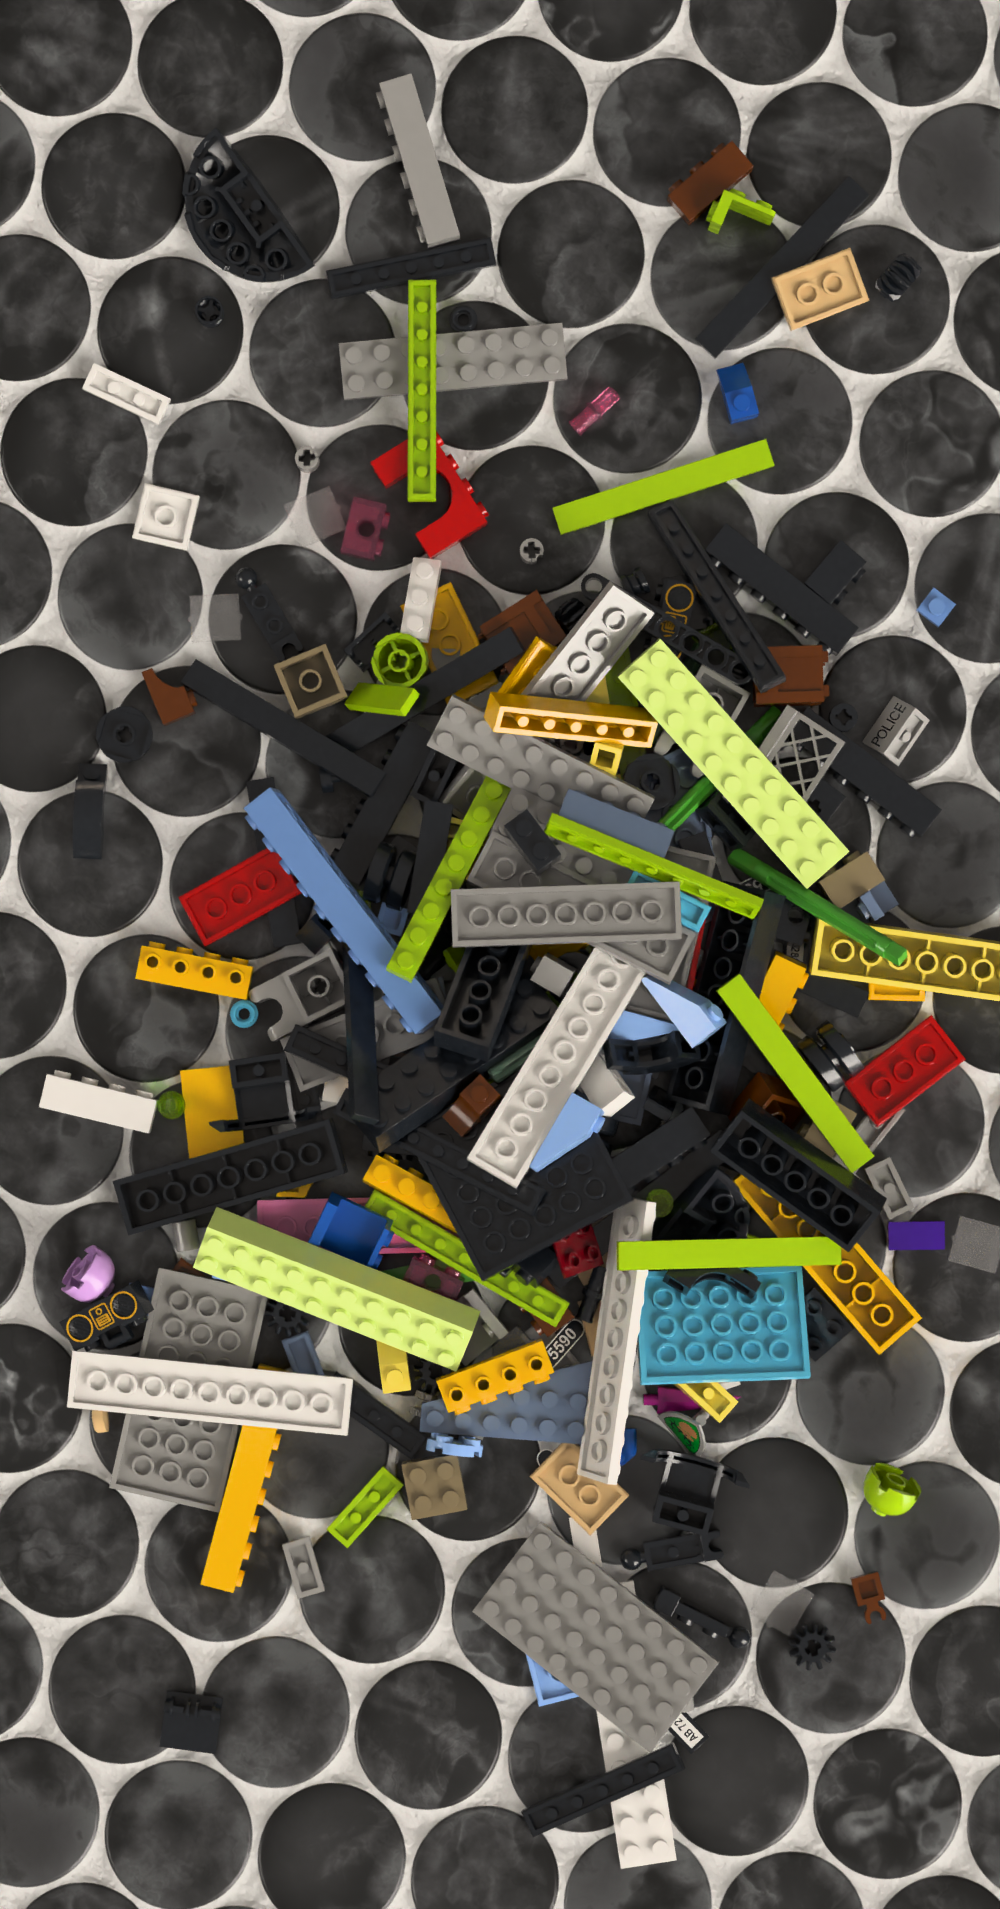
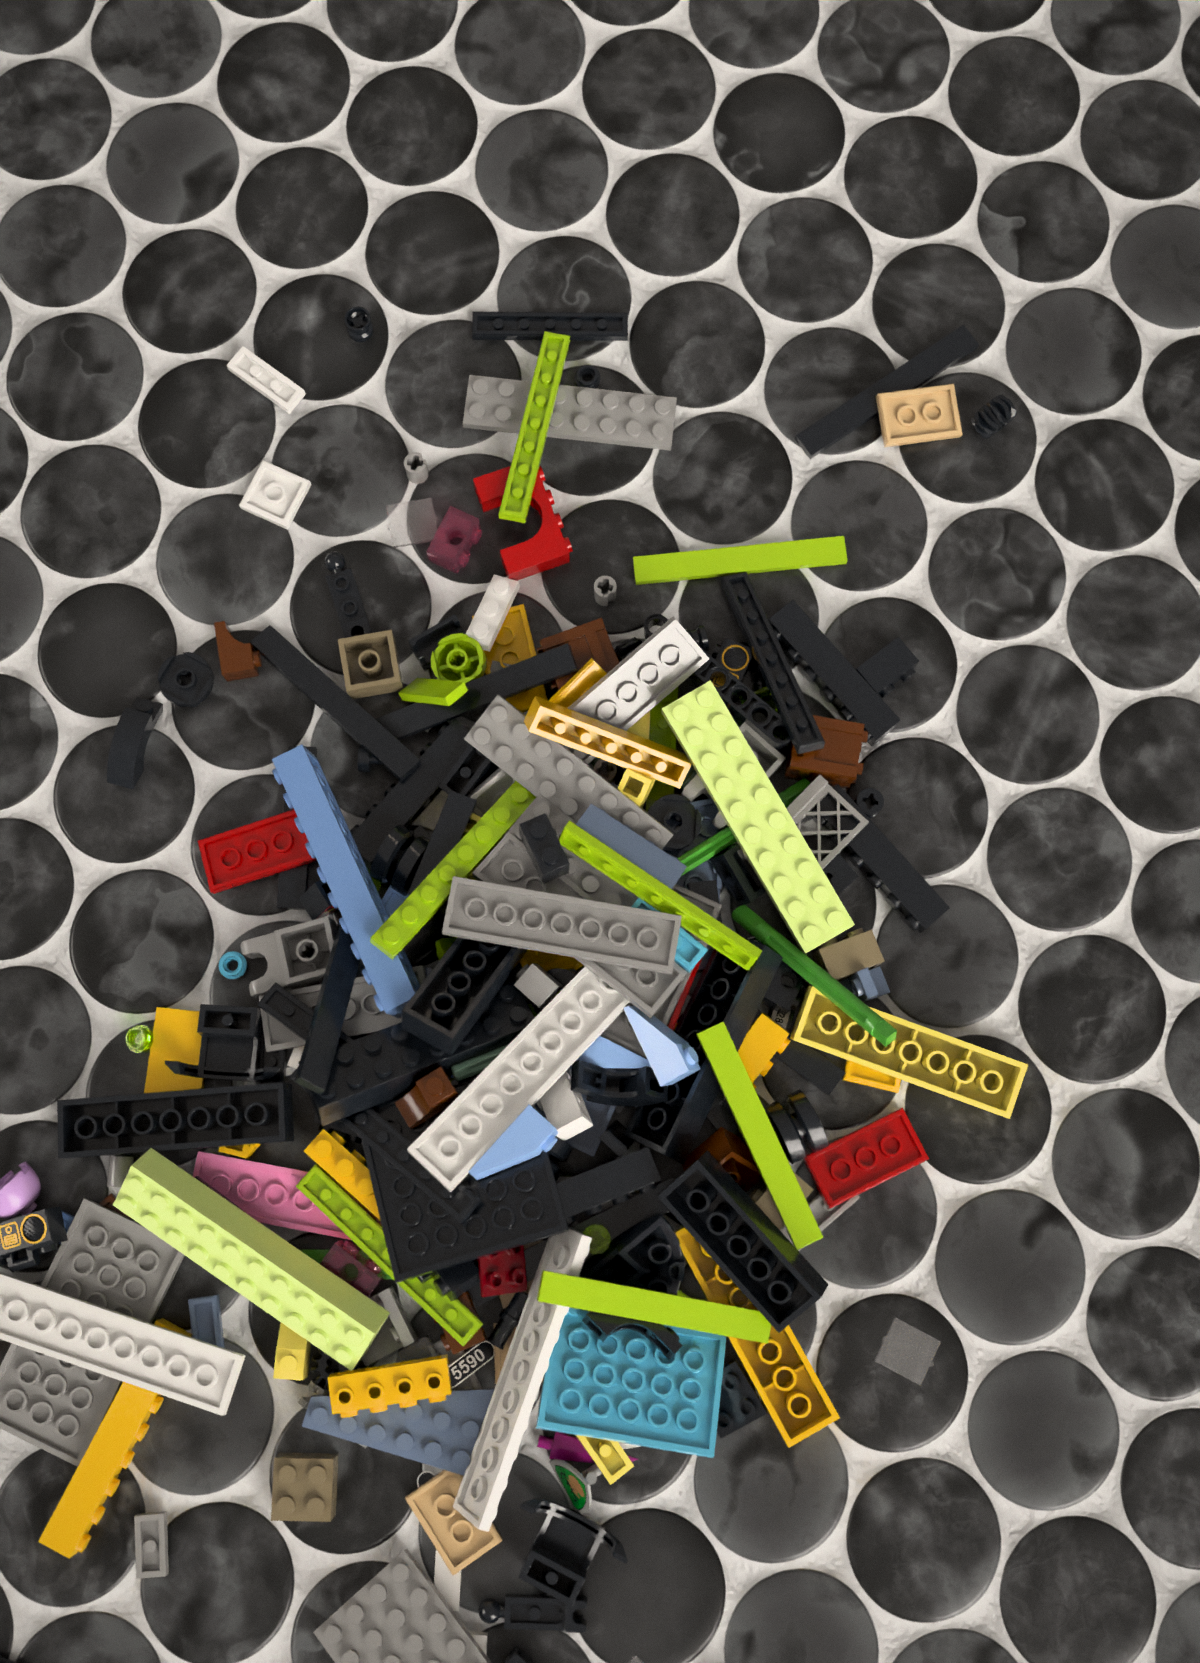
camera: 10 degrees right, 10 degrees down
(99, 1103) = (68, 1021): white brick -> none
(195, 972) = (194, 914): yellow brick -> none
(215, 618) = (298, 593): clear piece -> none
(237, 218) = (401, 247): black brick -> none
(281, 1319) = (193, 1279): black gear -> none
(352, 1231) = (281, 1201): blue panel -> none
(365, 1506) = (229, 1493): lime plate -> none
(385, 1422) = (269, 1404): black tile -> none
(418, 160) = (577, 235): light grey brick -> none
(463, 1446) = (328, 1450): light blue plate -> none
(594, 410) = (690, 480): clear pink axle -> none
(630, 1445) = (513, 1486): blue arm -> none
(709, 181) = (836, 304): reddish brown brick -> none
(736, 201) = (860, 325): lime bracket -> none
(737, 393) = (825, 492): blue slope -> none
(888, 1183) = (828, 1264): light grey plate -> none
(889, 1491) = (771, 1597): lime cylinder -> none
(896, 730) = (917, 826): light grey panel -> none
(916, 1235) = (847, 1328): dark purple tile -> none
(935, 607) = (975, 720): medium blue plate -> none

